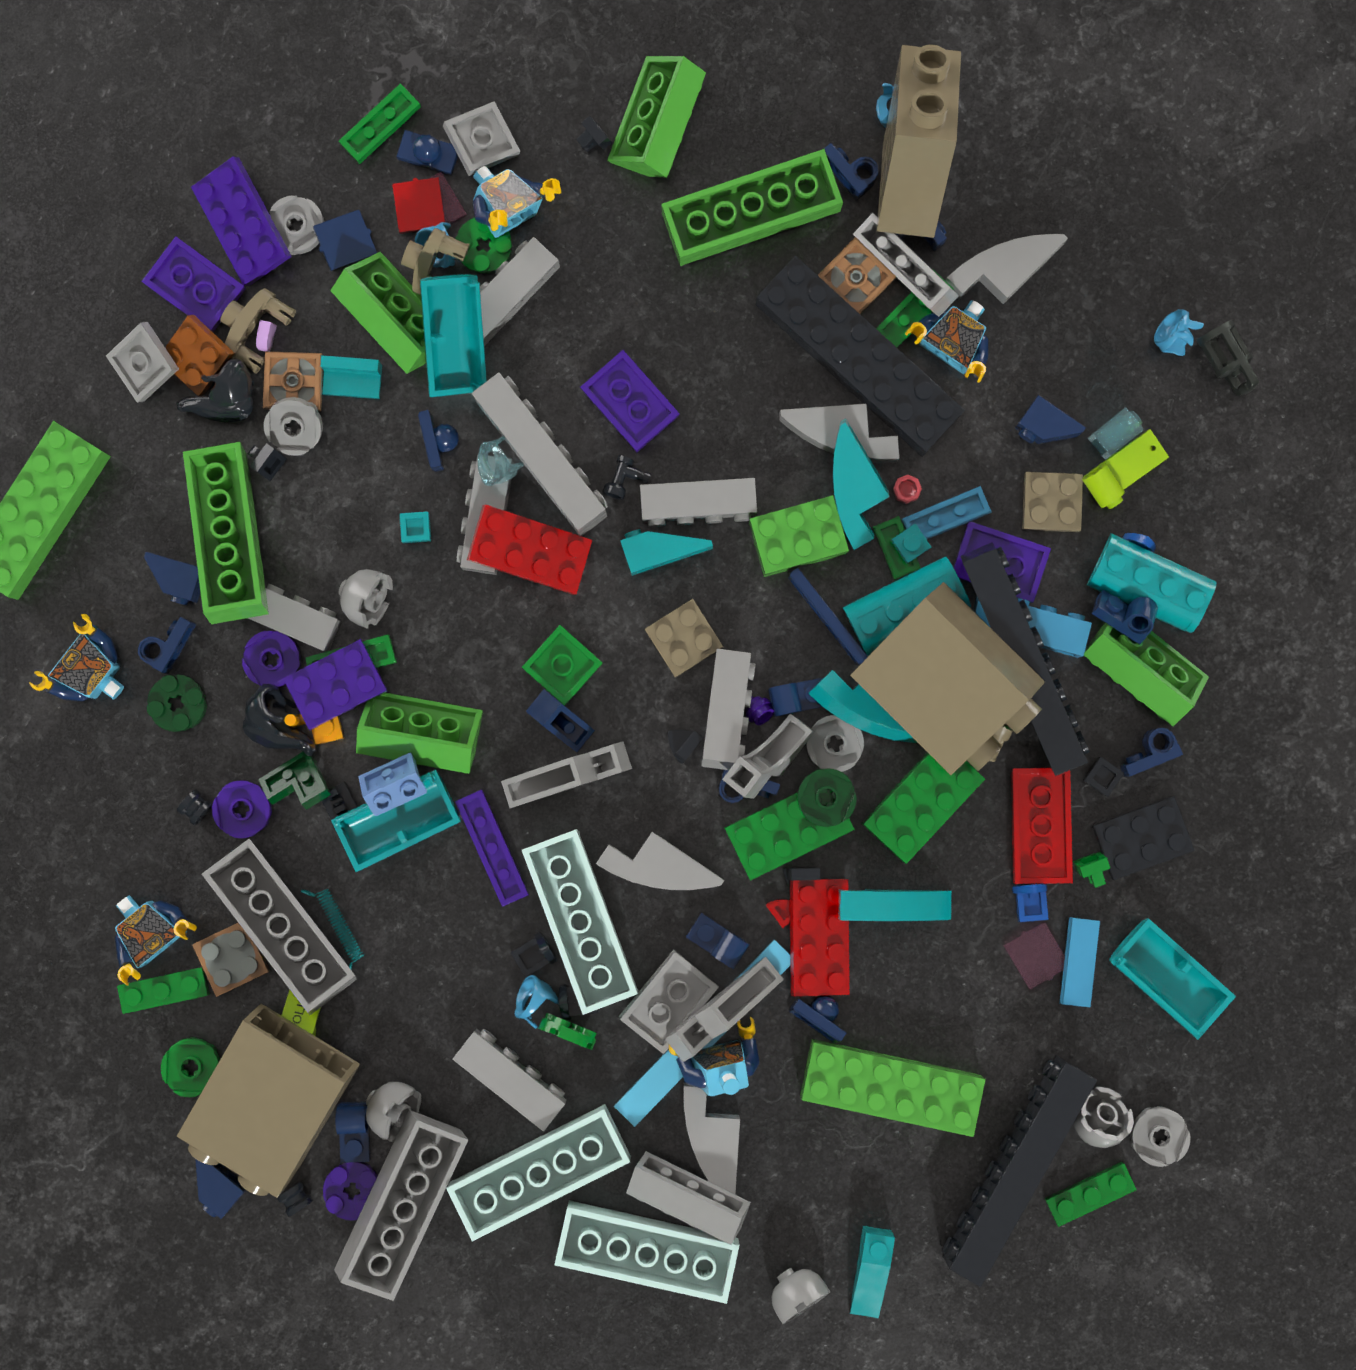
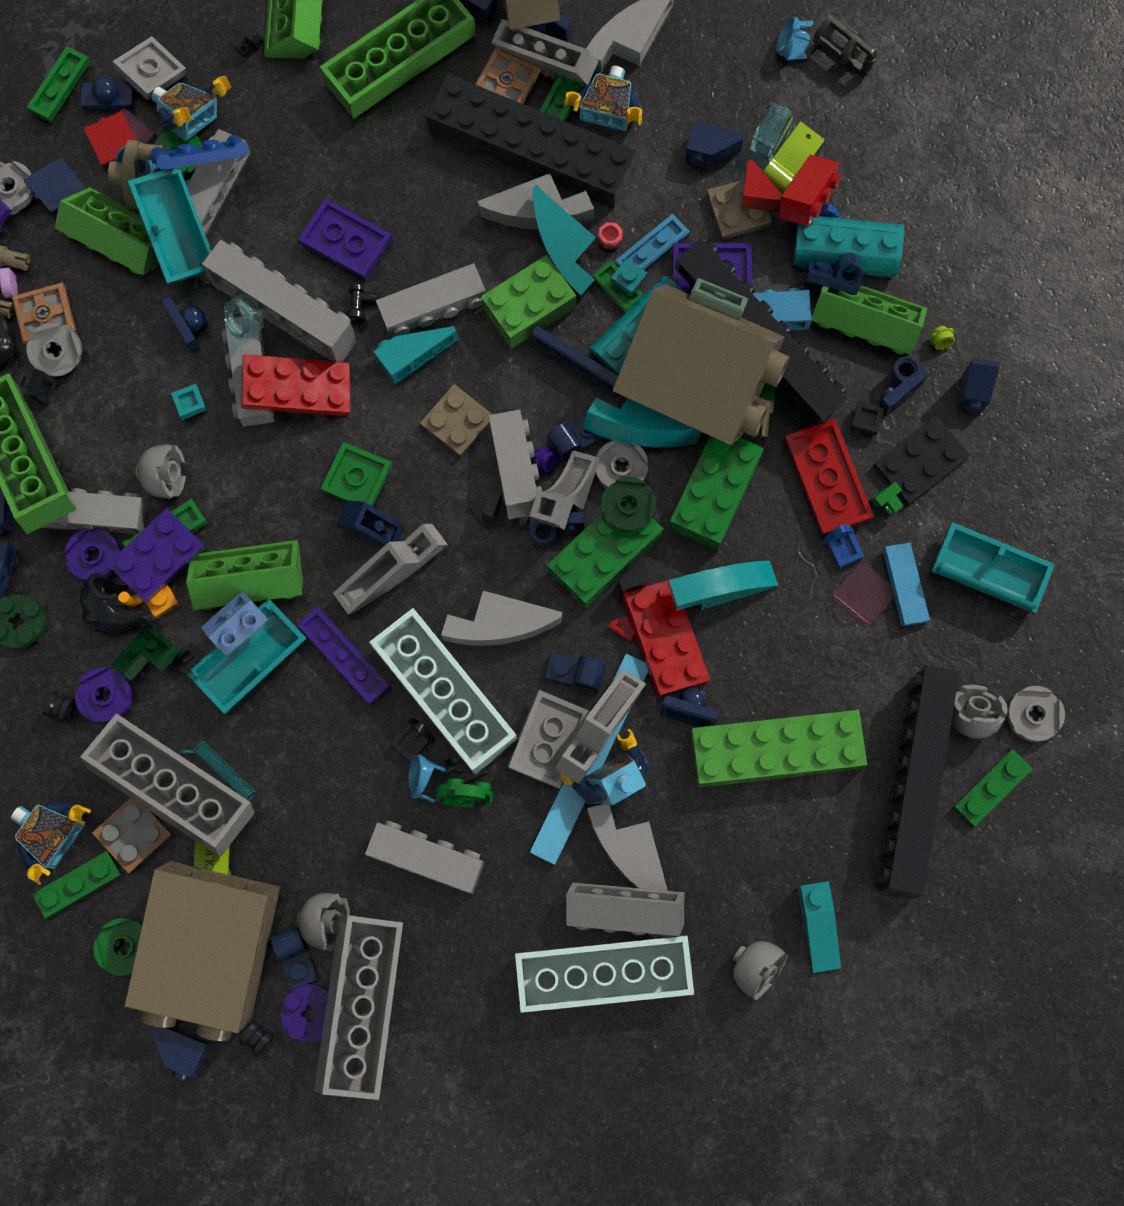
camera: 15 degrees left, 10 degrees down
(351, 377) = (94, 294): teal panel -> none
(505, 268) = (192, 155): none -> blue plate
(538, 1172) = (478, 933): light aqua brick -> none
(990, 624) = (718, 298): none -> sand green tile
(1078, 496) = (759, 190): none -> red slope
(1131, 515) = (809, 190): none -> red brick
(1212, 715) = (942, 337): none -> lime plate
(1228, 783) = (977, 384): none -> dark blue slope

